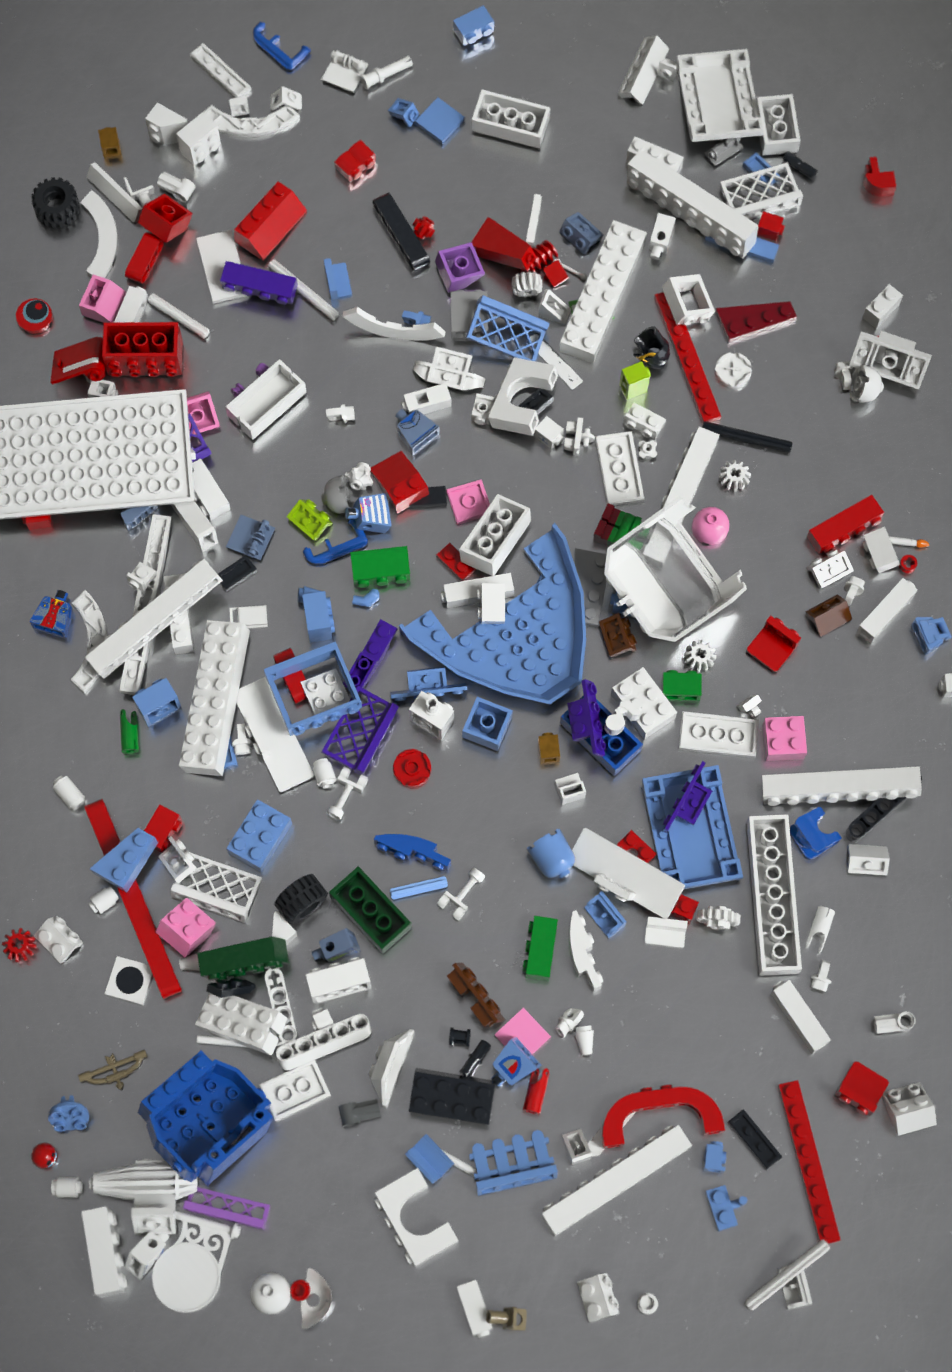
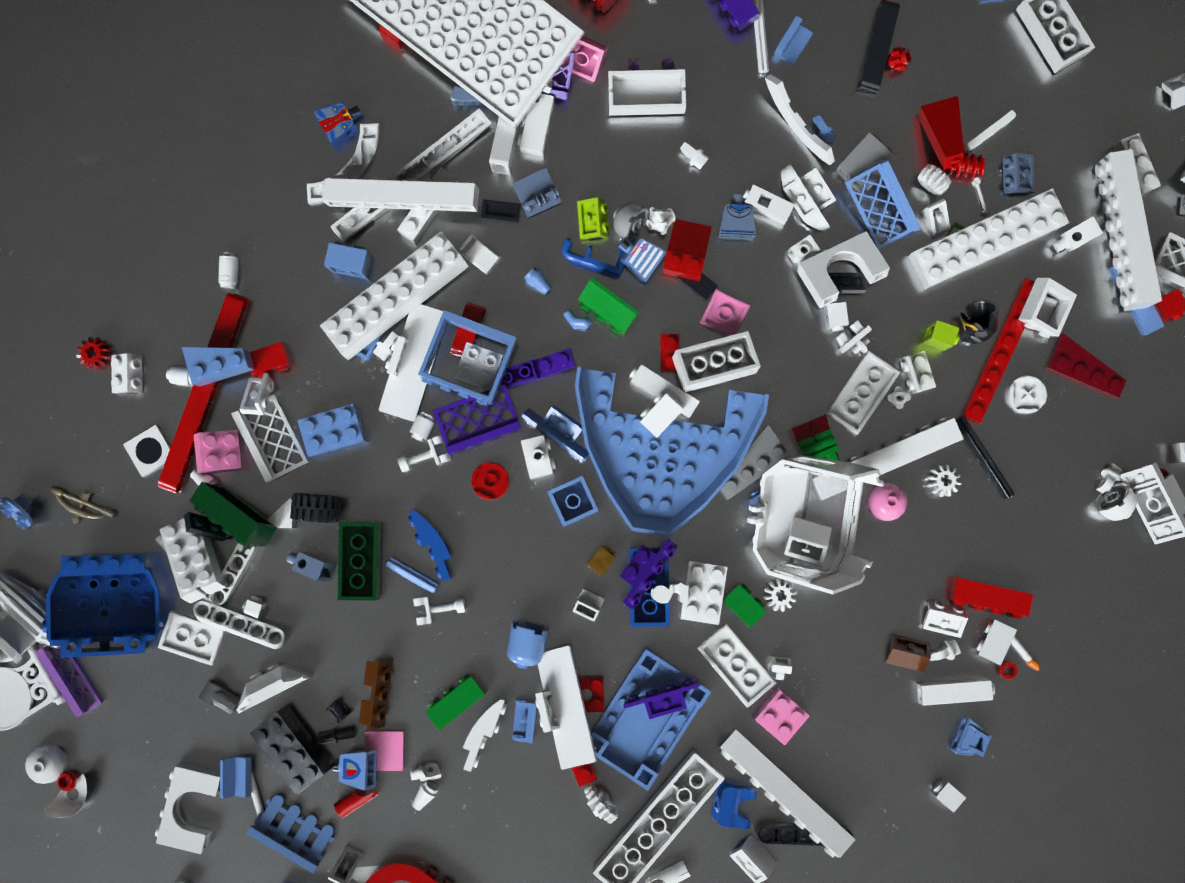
camera: 50 degrees right, 15 degrees up
(129, 733) = (310, 265): green piece -> none
(140, 577) = (423, 151): white bracket -> none
(318, 616) = (525, 303): medium blue brick -> none
(338, 980) = (288, 592): white brick -> none
(459, 266) = (896, 117): medium lavender slope -> none
(555, 273) = (966, 190): red slope -> none
(561, 366) = (897, 264): white sticker -> none
(618, 634) = (734, 522): reddish brown bracket -> none
(665, 932) = (551, 771): white panel -> none
(682, 598) = (807, 541): none -> white slope
(774, 644) = (843, 637): red bracket -> none

